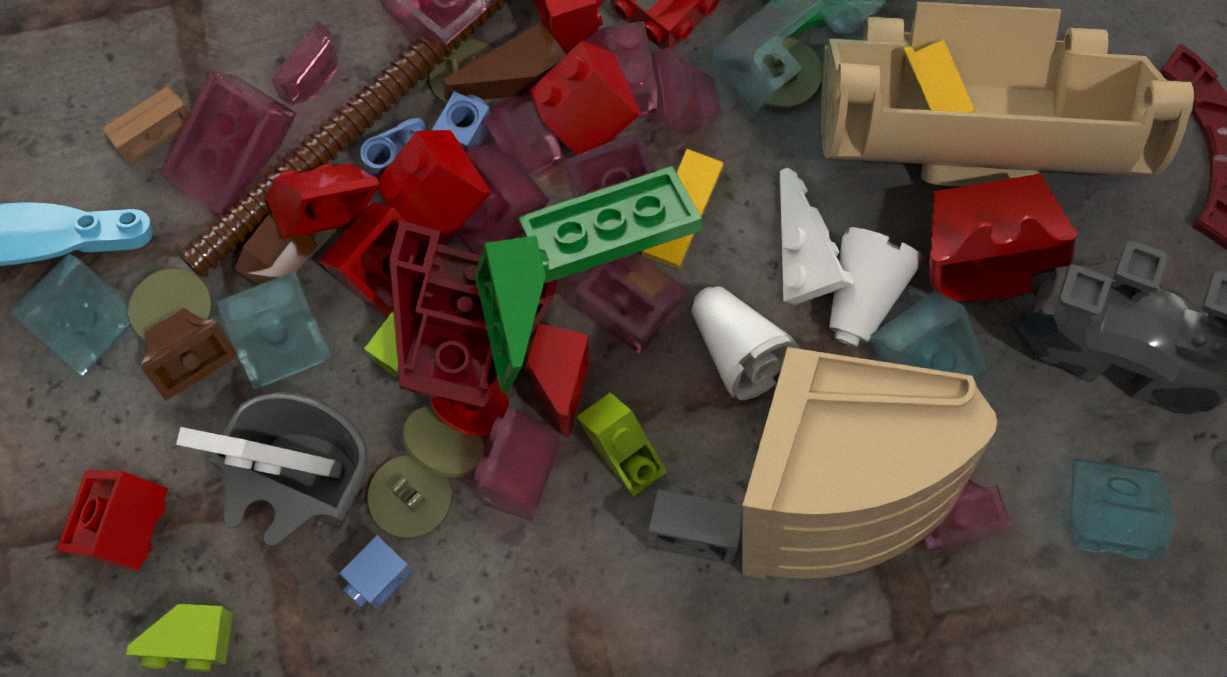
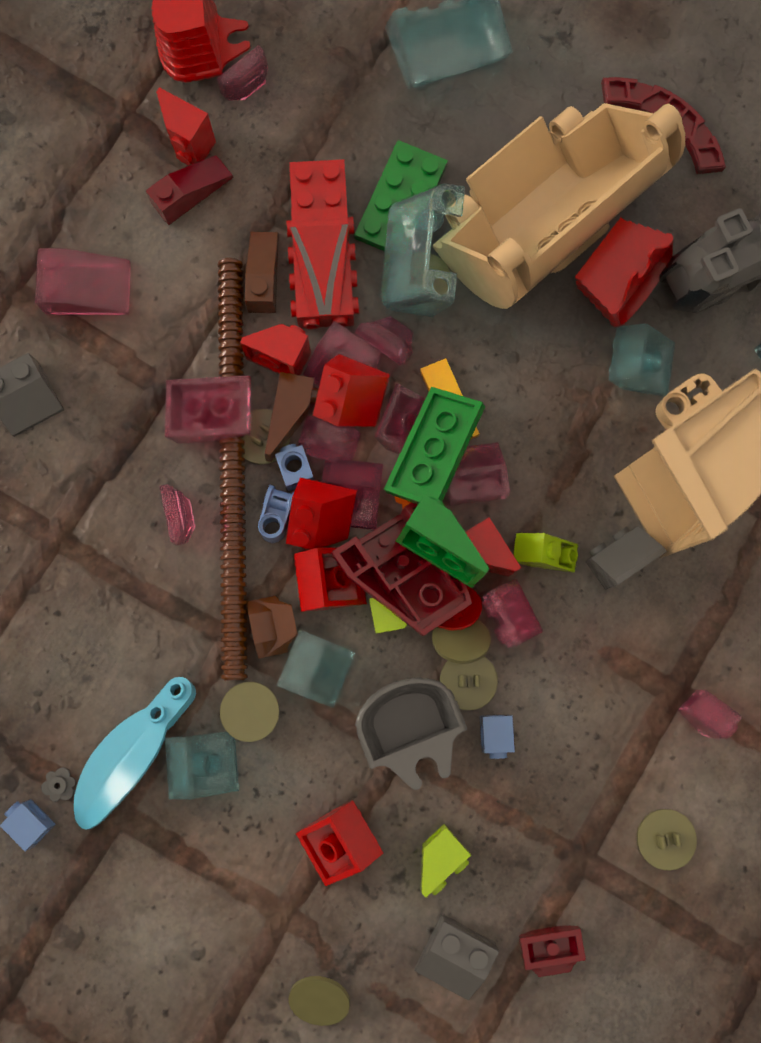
camera: 50 degrees left, 10 degrees up
(147, 125) = (122, 629): medium nougat panel -> none
(184, 351) = (284, 726): reddish brown slope -> none
(227, 140) = (179, 597): clear pink slope -> none
(266, 457) = (392, 743): white wing -> none
(319, 199) = (267, 578): red slope -> none
(741, 342) = (550, 444): white cone -> none
(807, 251) = (537, 367): white wing -> none
(879, 278) = (583, 355): white cone -> none
(939, 78) = (516, 213): yellow panel -> none

